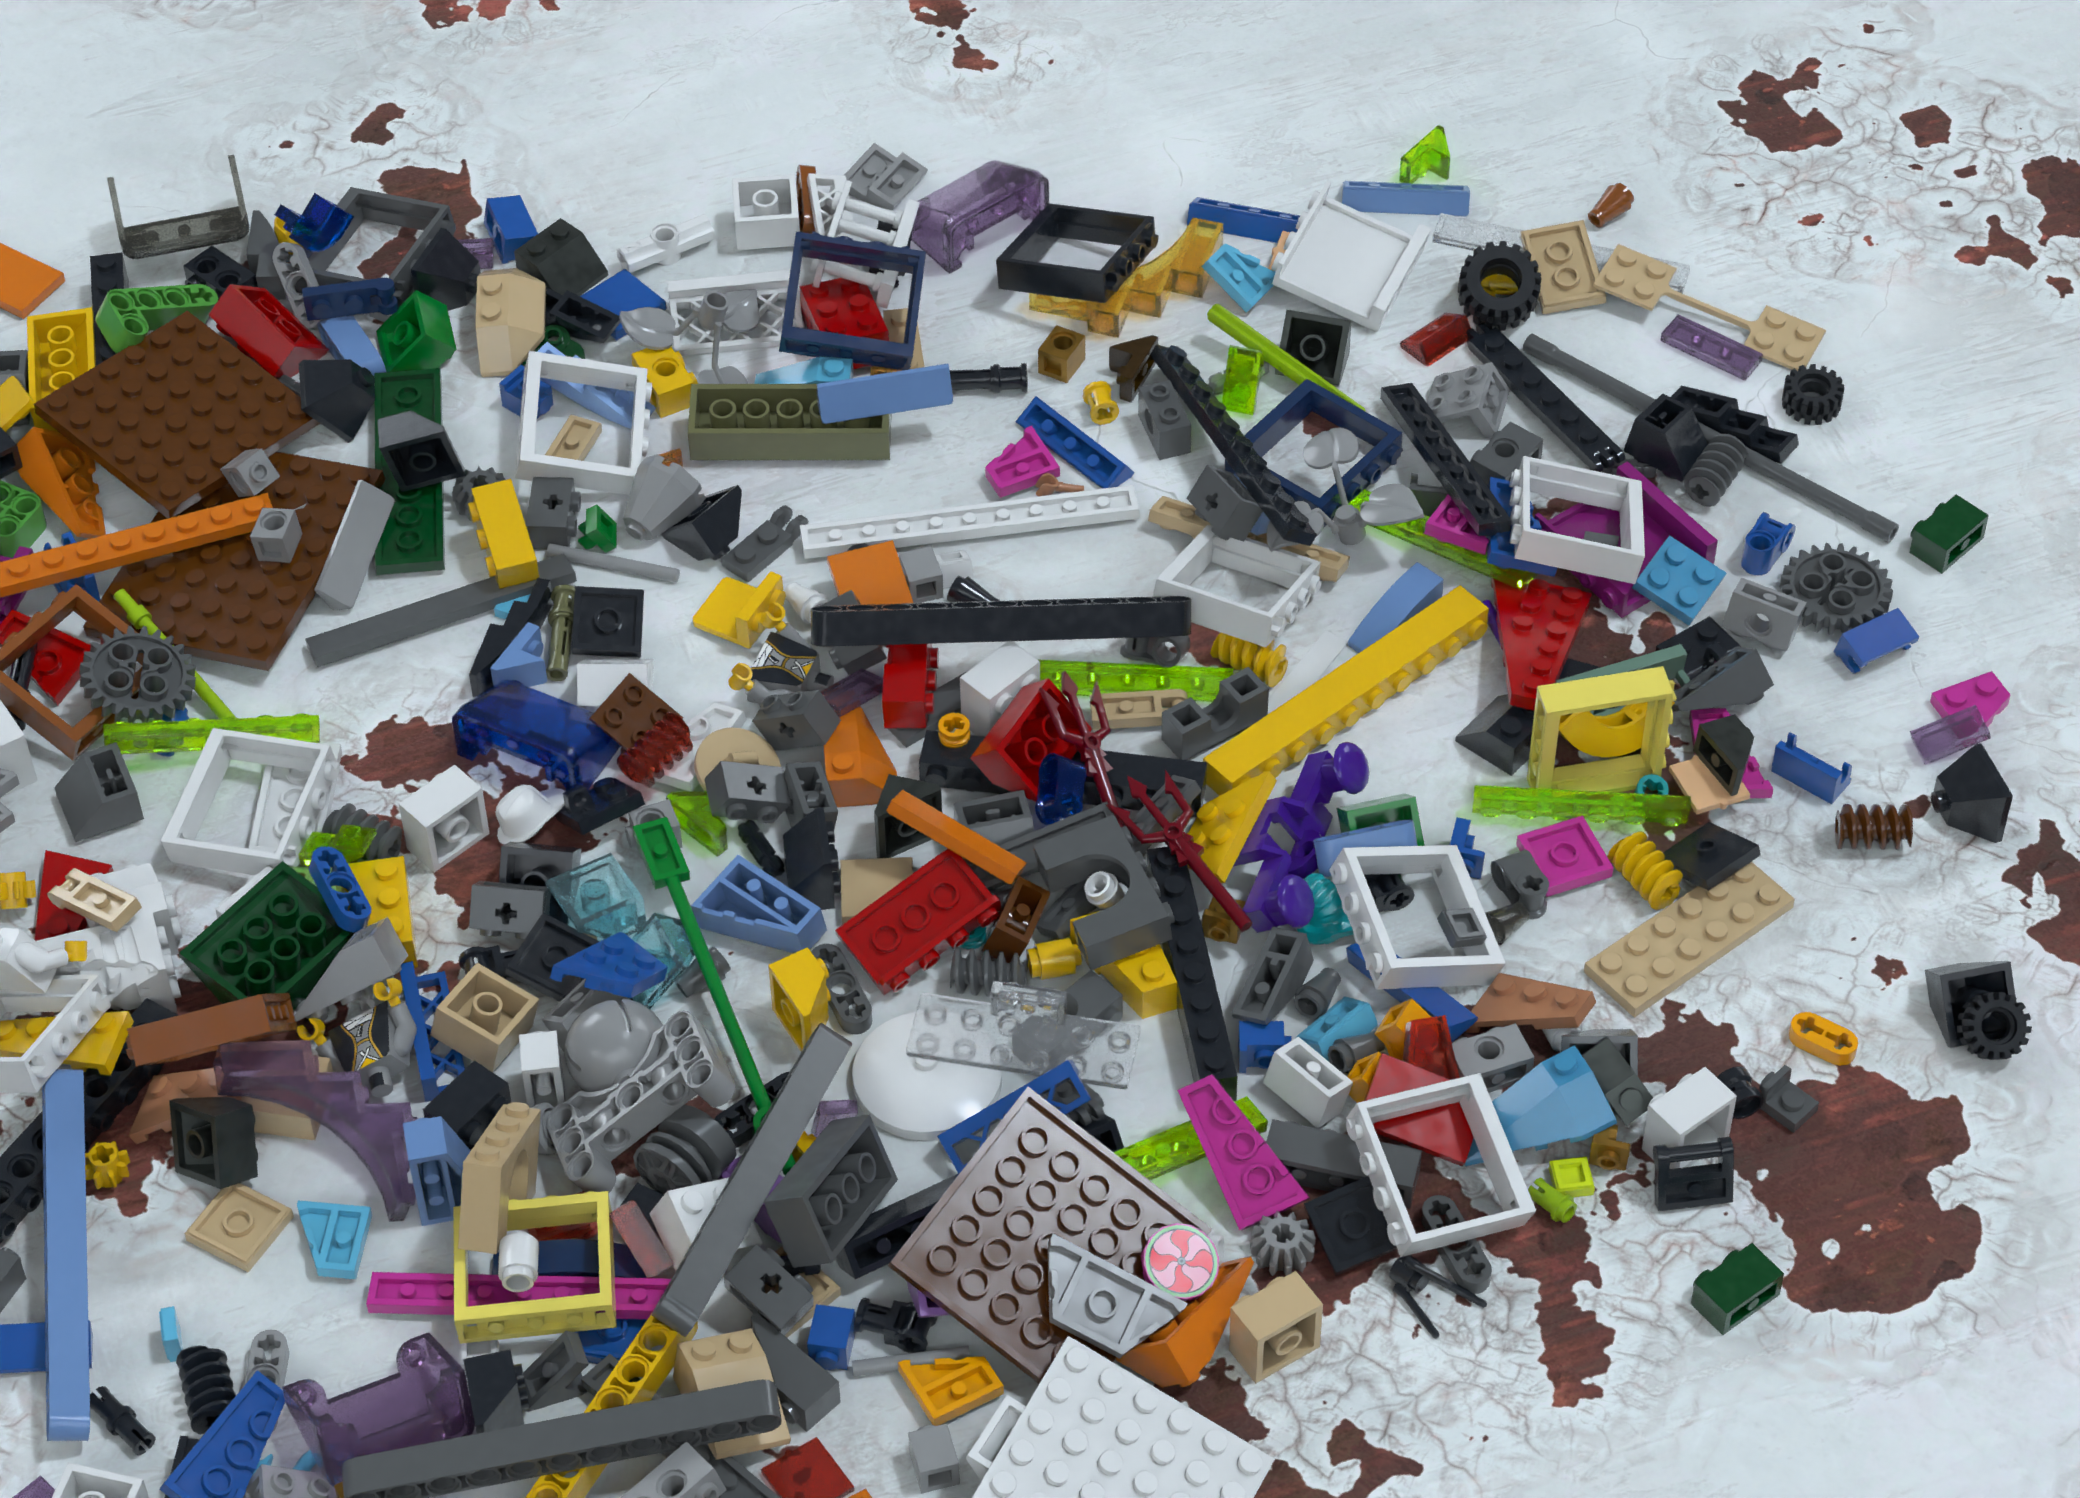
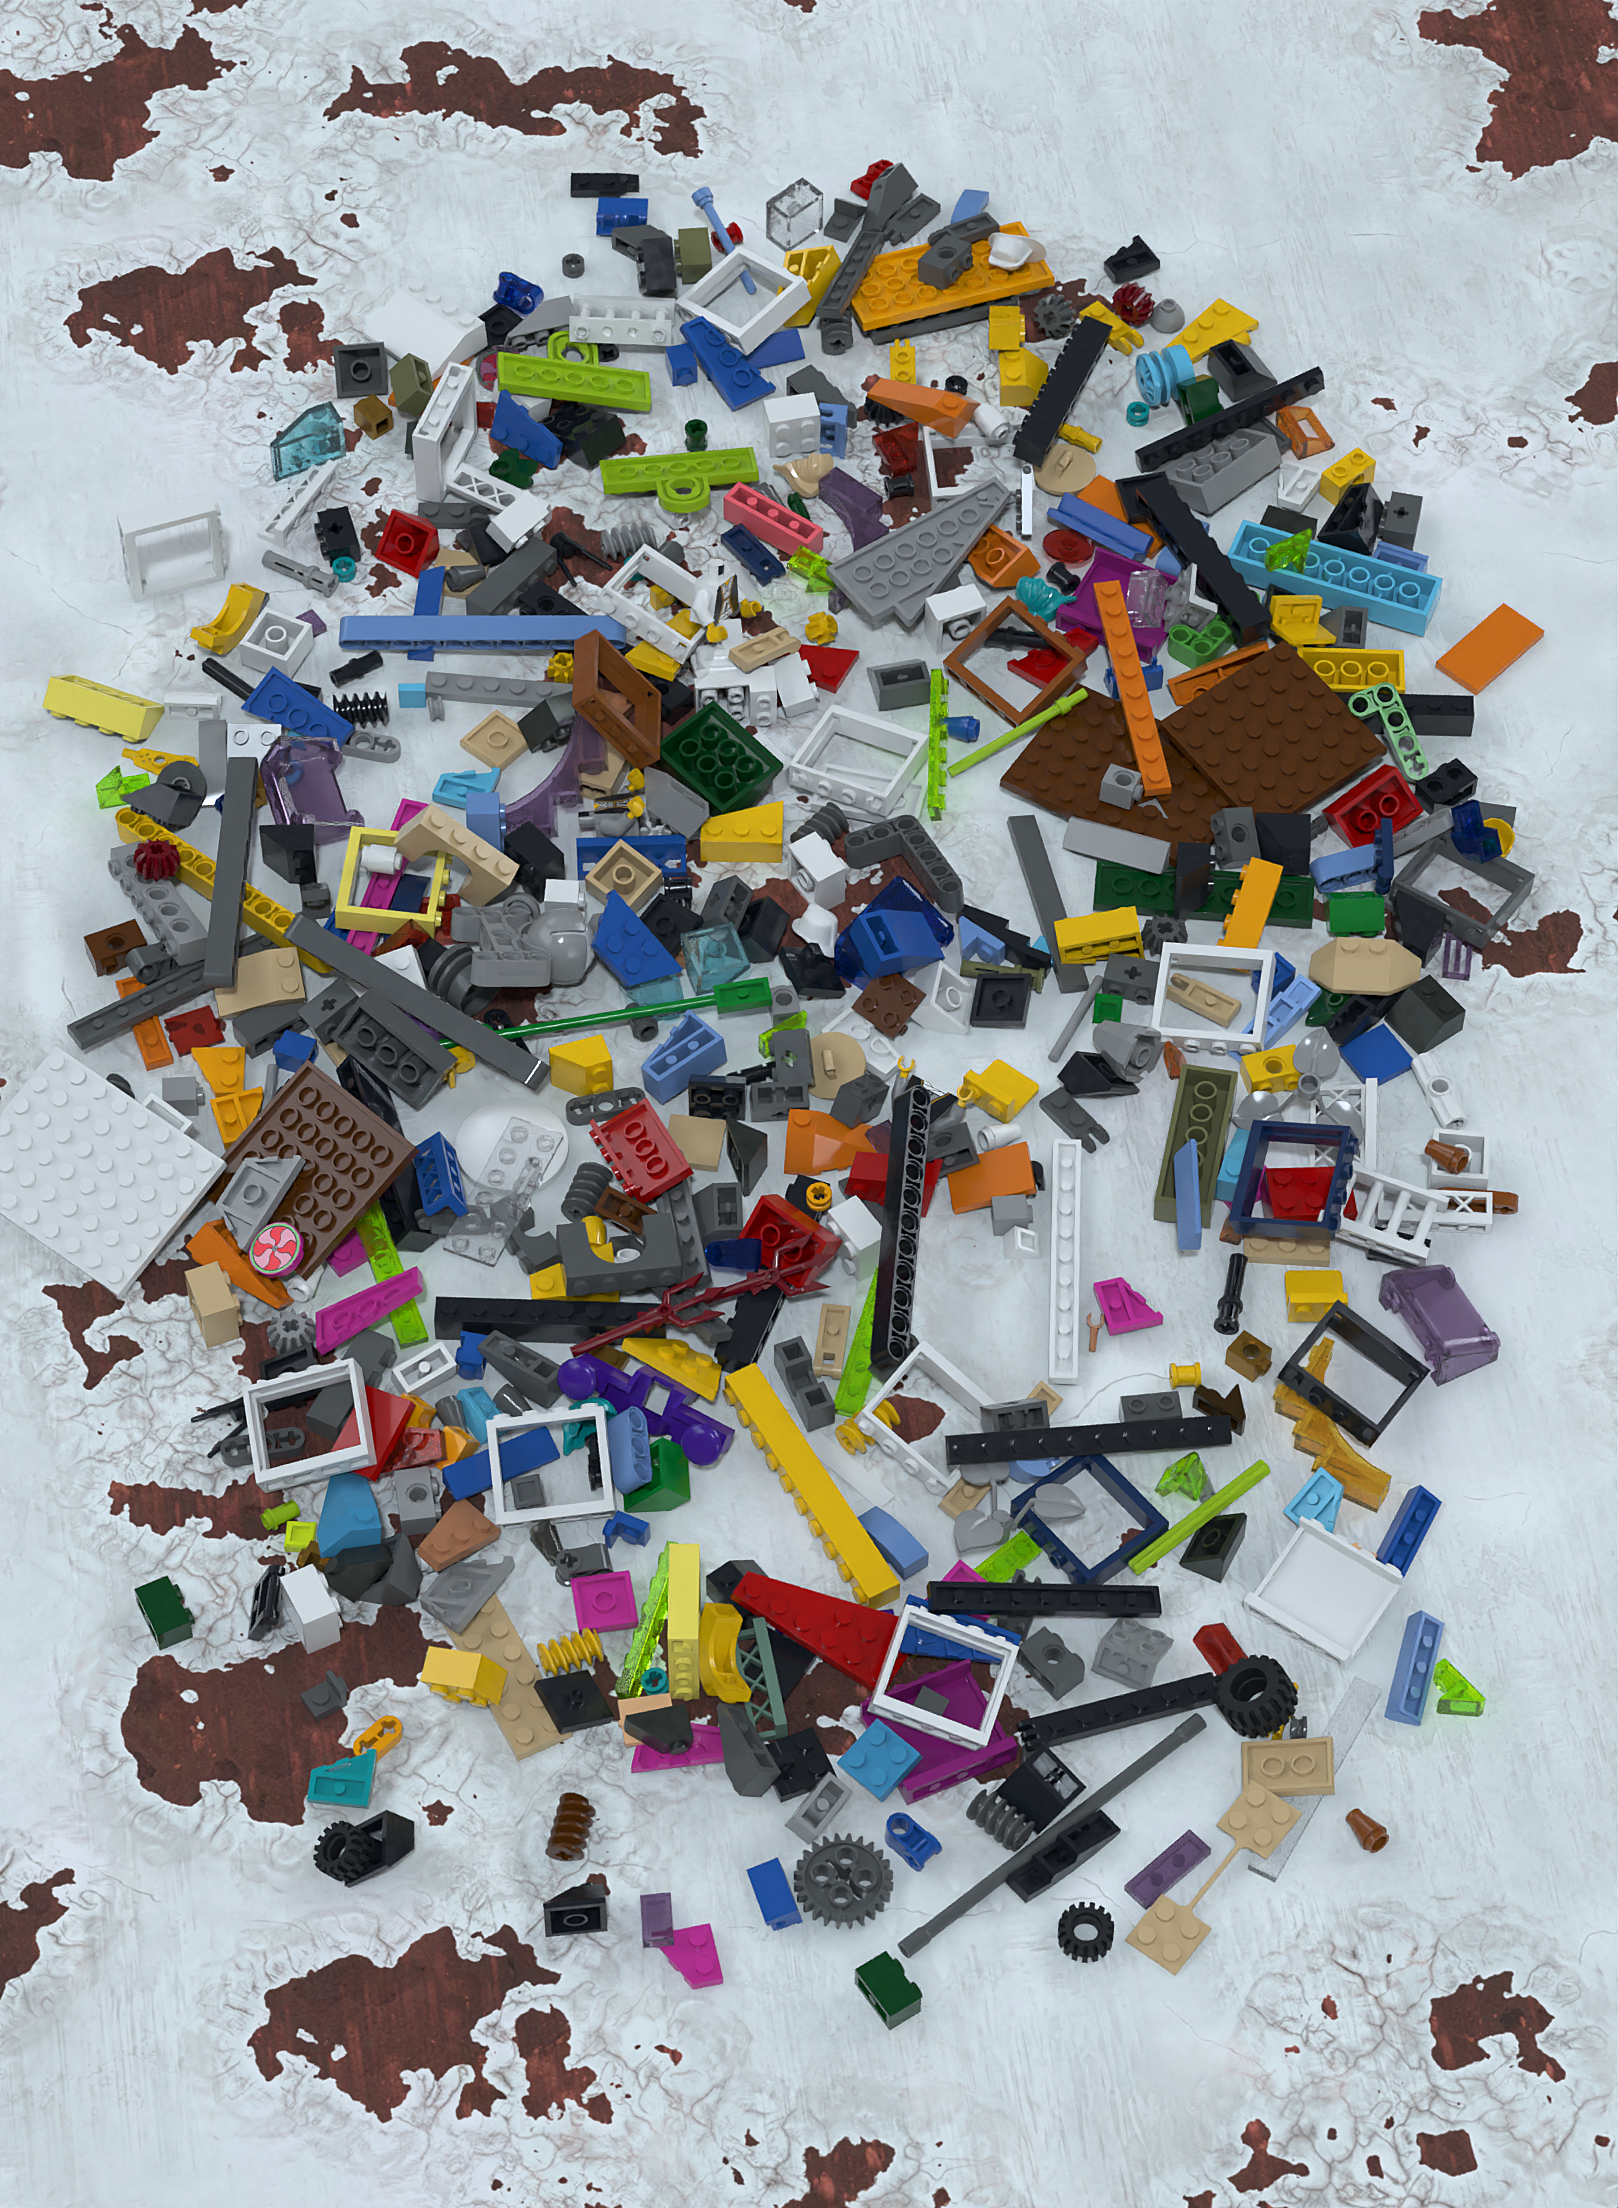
camera: 100 degrees right, 5 degrees up
(110, 672) = (996, 674): dark grey gear -> none
(146, 1234) = (491, 689): none -> light grey plate
(182, 232) = (1498, 731): clear smoke windscreen -> none
(191, 1302) = (435, 708): none -> light grey bush
(250, 472) = (1190, 774): light grey brick -> none
(330, 437) = (1241, 825): none -> dark grey brick
(338, 902) = (728, 793): blue beam -> none
(350, 841) = (801, 804): clear neon green slope -> none
(403, 718) = (908, 837): none -> dark grey beam
(453, 404) = (1251, 905): none -> light orange brick
(508, 225) = (1479, 984): blue hinge -> none
(573, 698) = (894, 941): none -> blue slope
(656, 750) = (846, 1006): clear red piece -> none
(781, 195) = (1449, 1157): none -> dark orange cone
(830, 1111) = (468, 1070): clear purple tile -> none
(871, 1425) = (222, 1068): none -> light orange wing
(883, 178) = (1505, 1265): light grey slope -> none
(956, 837) = (694, 1167): orange tile -> none
(968, 313) = (1312, 1294): none -> yellow bracket
(968, 591) = (980, 1246): black cone -> none
(1074, 445) = (1145, 1354): blue slope -> none
(1620, 977) = (463, 1591): none -> light grey wing
(1733, 941) = (463, 1676): none -> yellow brick
(1748, 1097) = (339, 1661): black wheel -> none
(1809, 771) = (649, 1805): blue hinge -> none
(1896, 1052) = (345, 1782): none -> teal wing

